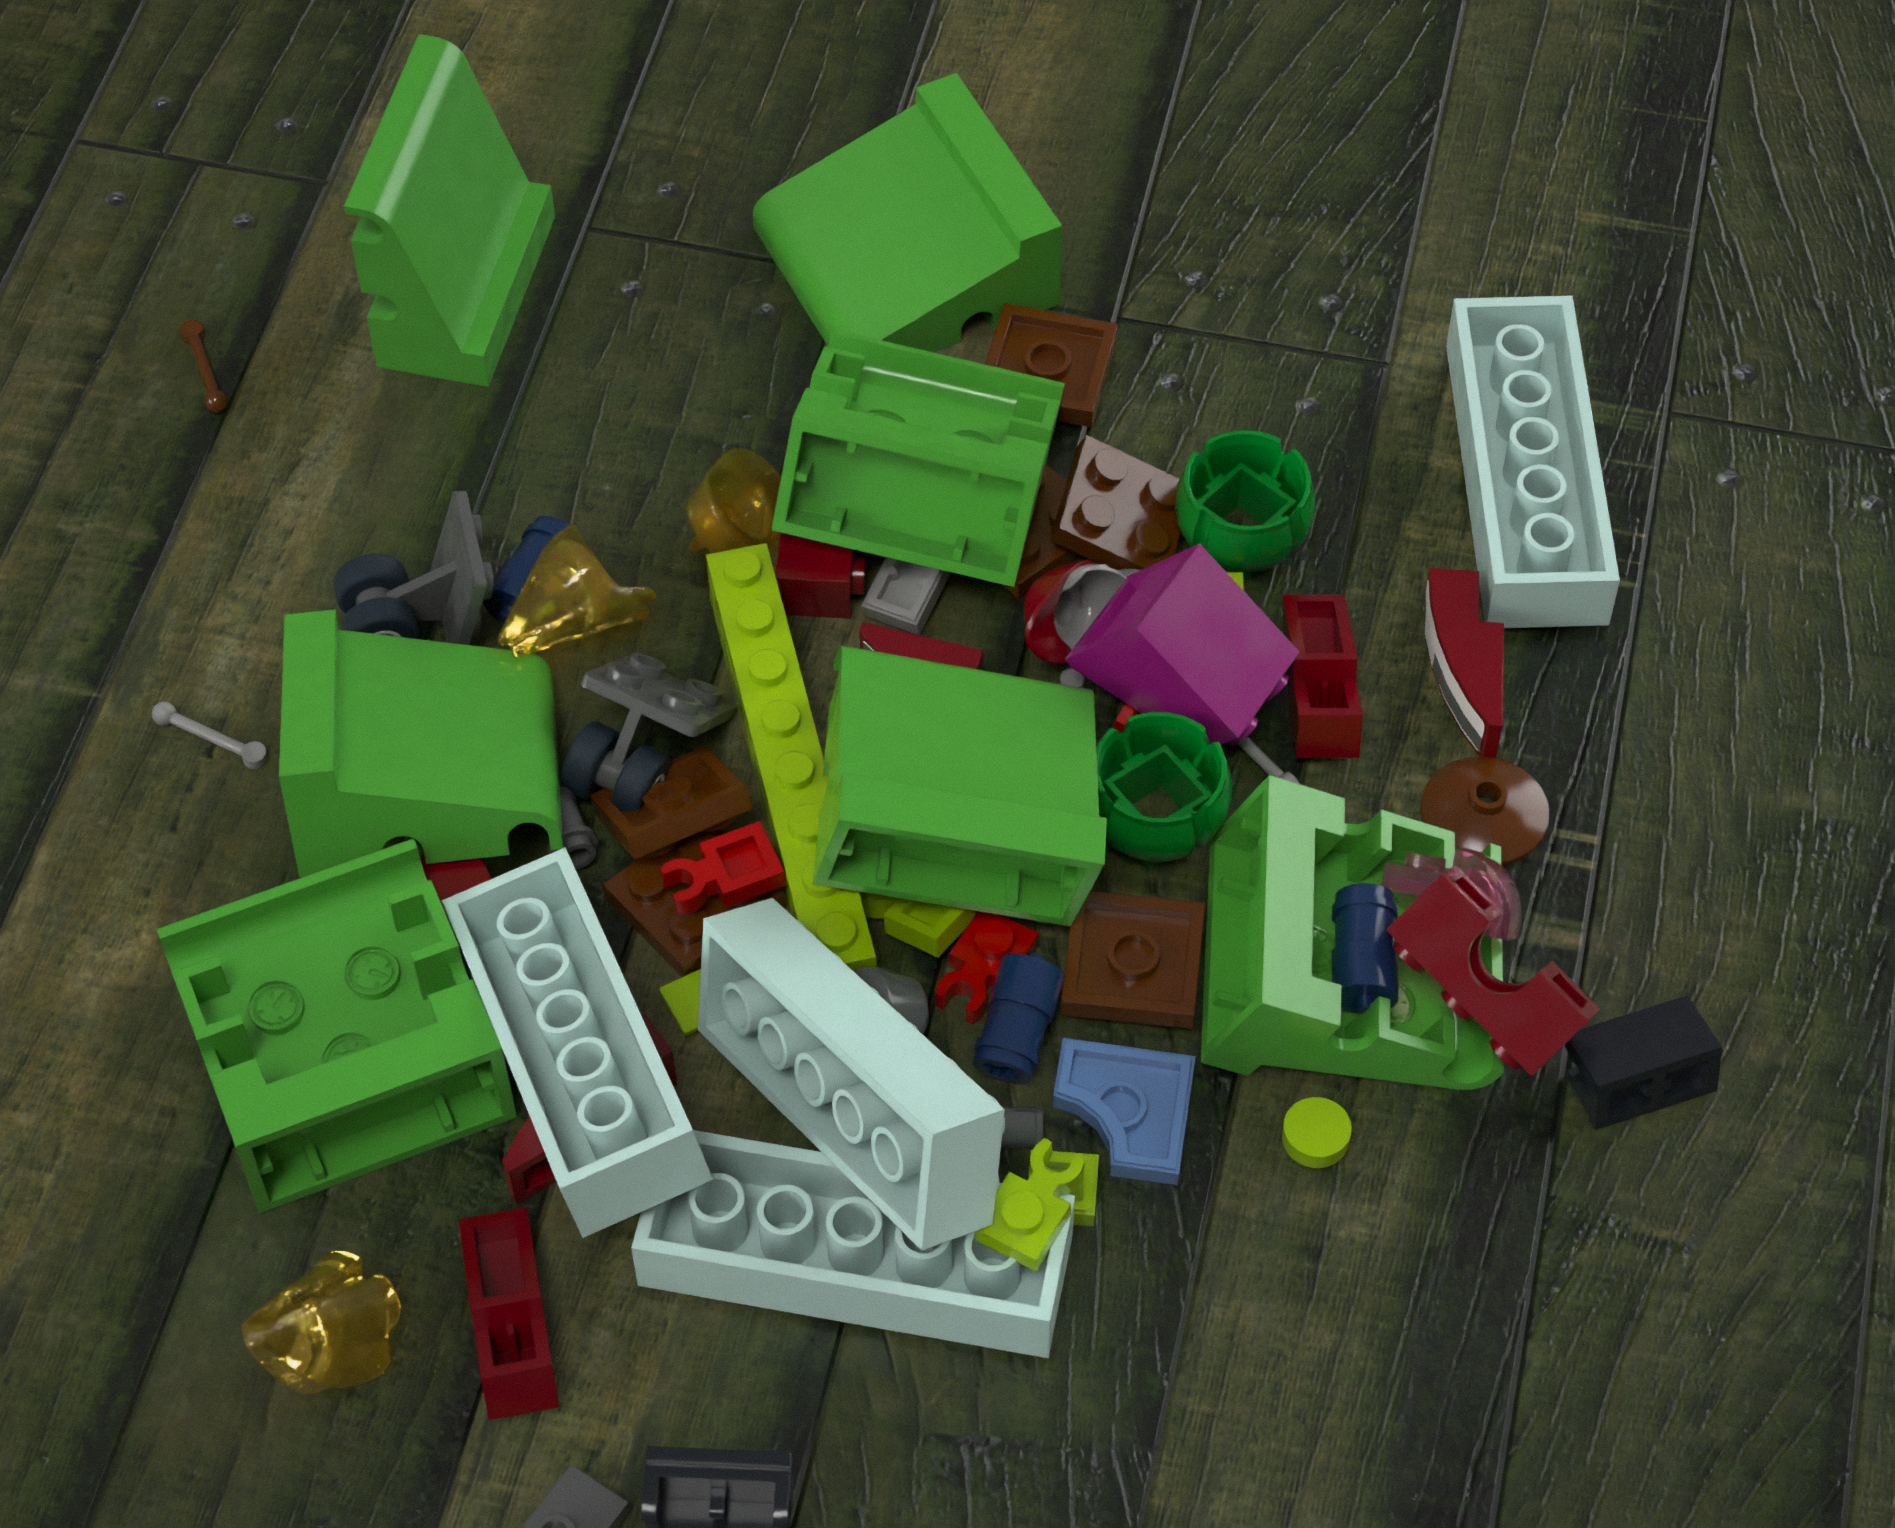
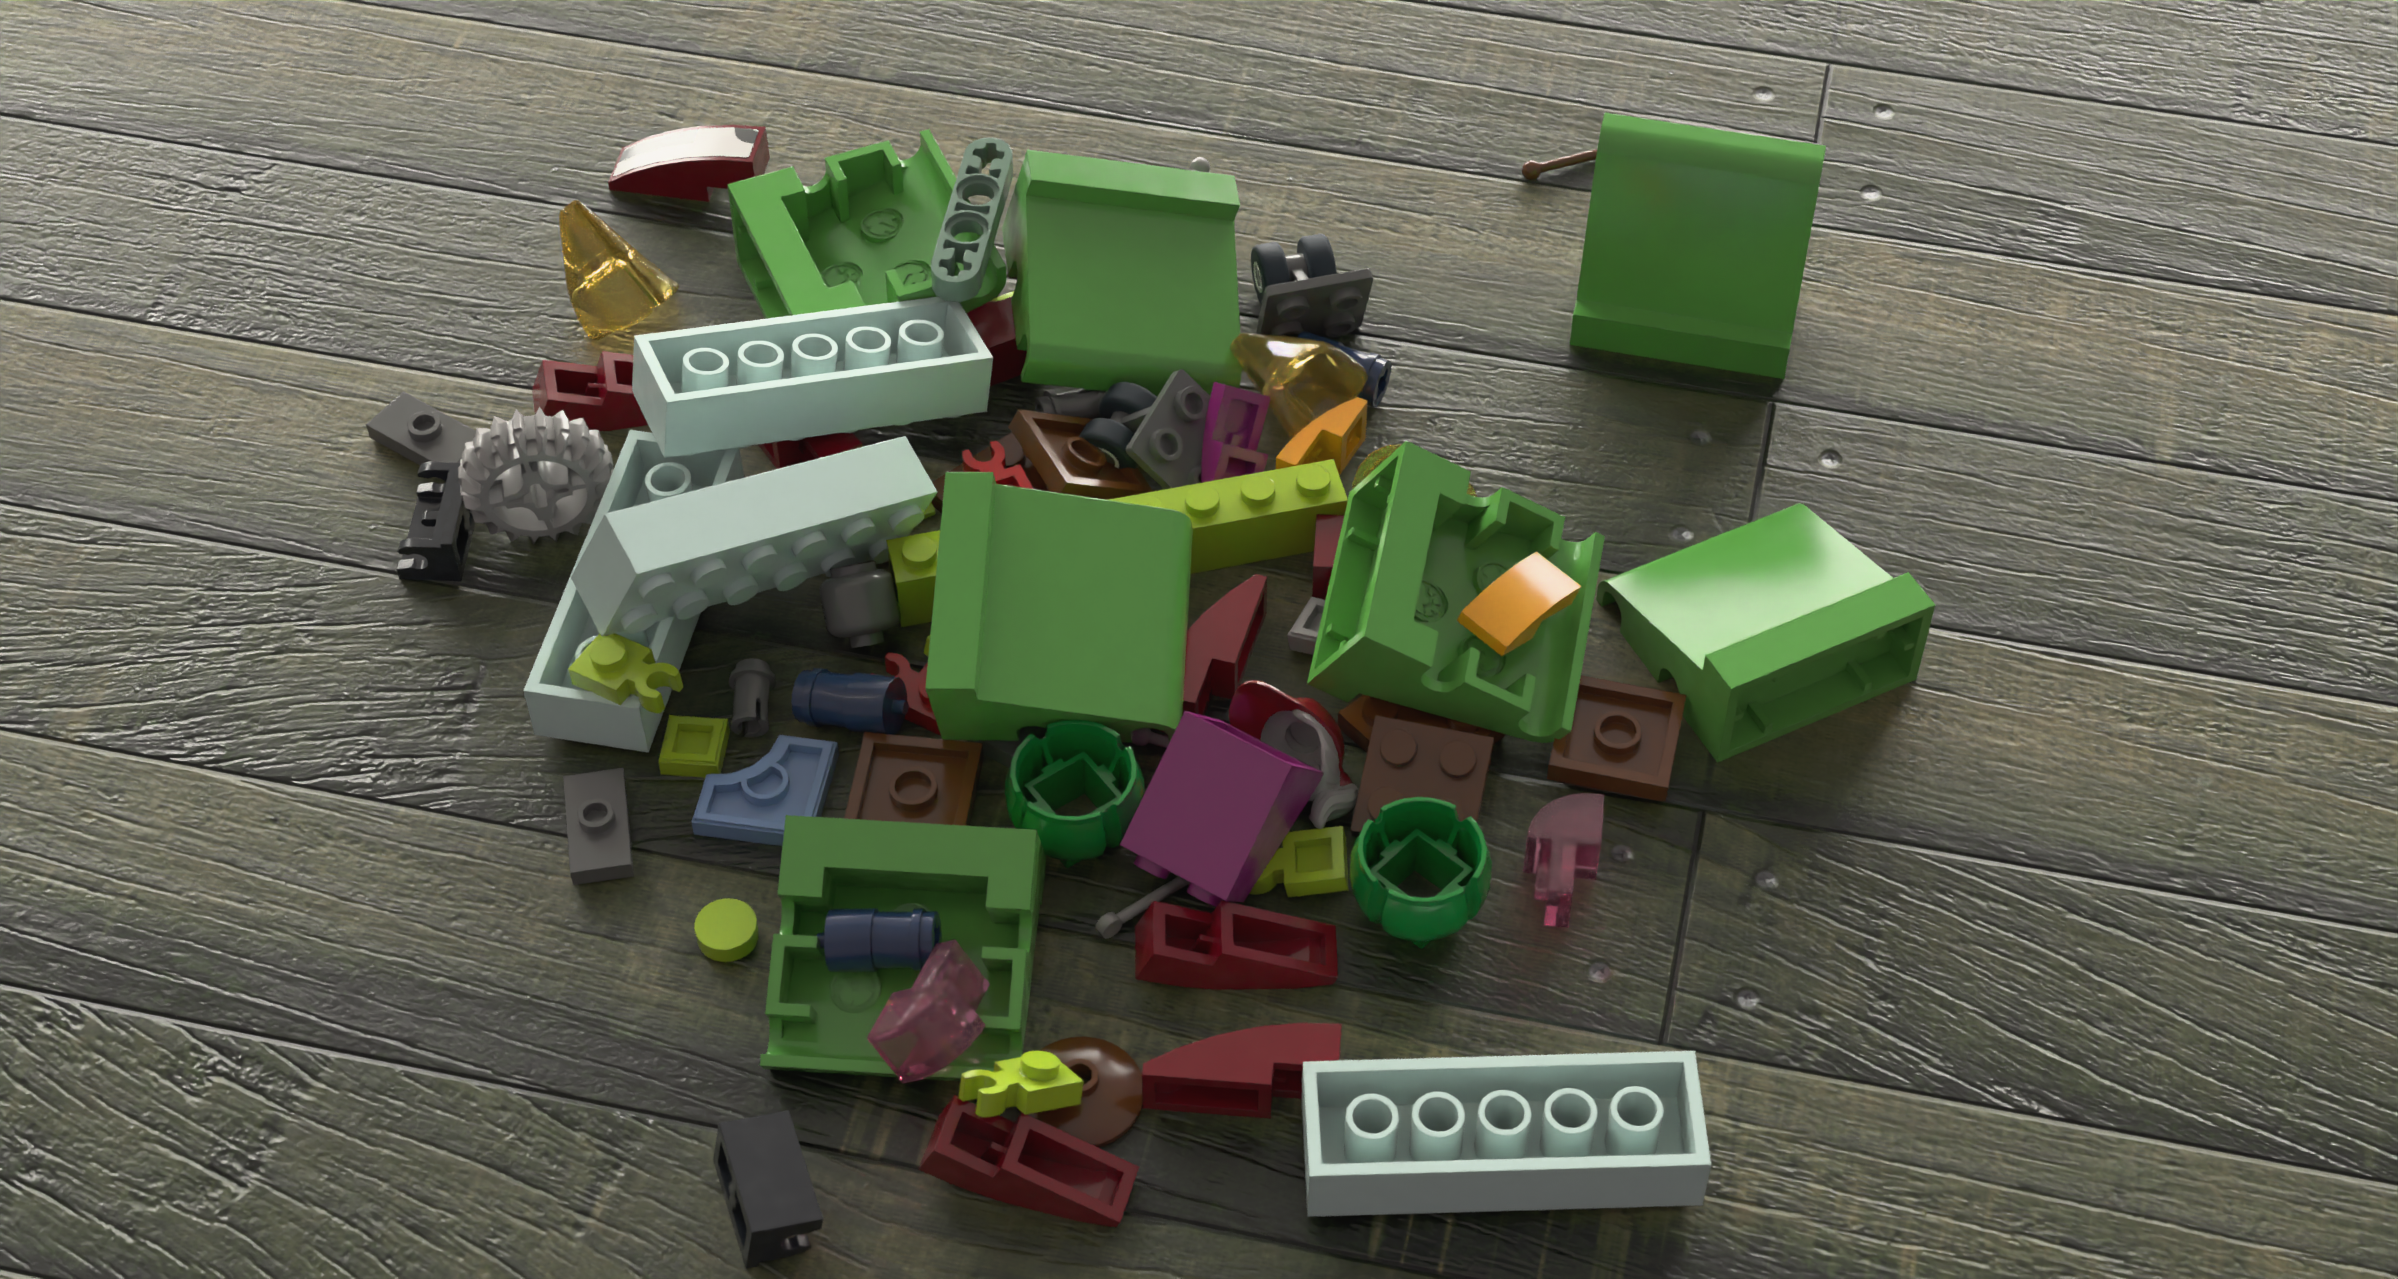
camera: 90 degrees right, 5 degrees down
(88, 1263) = (691, 161): none -> dark red slope
(346, 854) = (967, 217): none -> sand green beam
(677, 609) = (1330, 436): none -> light orange slope
(677, 657) = (1233, 433): none -> magenta slope
(694, 1354) = (534, 475): none -> light grey gear
(943, 391) = (1518, 602): none -> light orange slope
(1180, 1274) = (598, 826): none -> dark grey plate
(1186, 409) = (1564, 846): none -> clear pink brick
(1444, 937) = (796, 1050): dark red arch -> none
(1524, 820) = (1029, 1082): none -> lime plate
(1587, 844) = (1028, 1165): none -> dark red slope

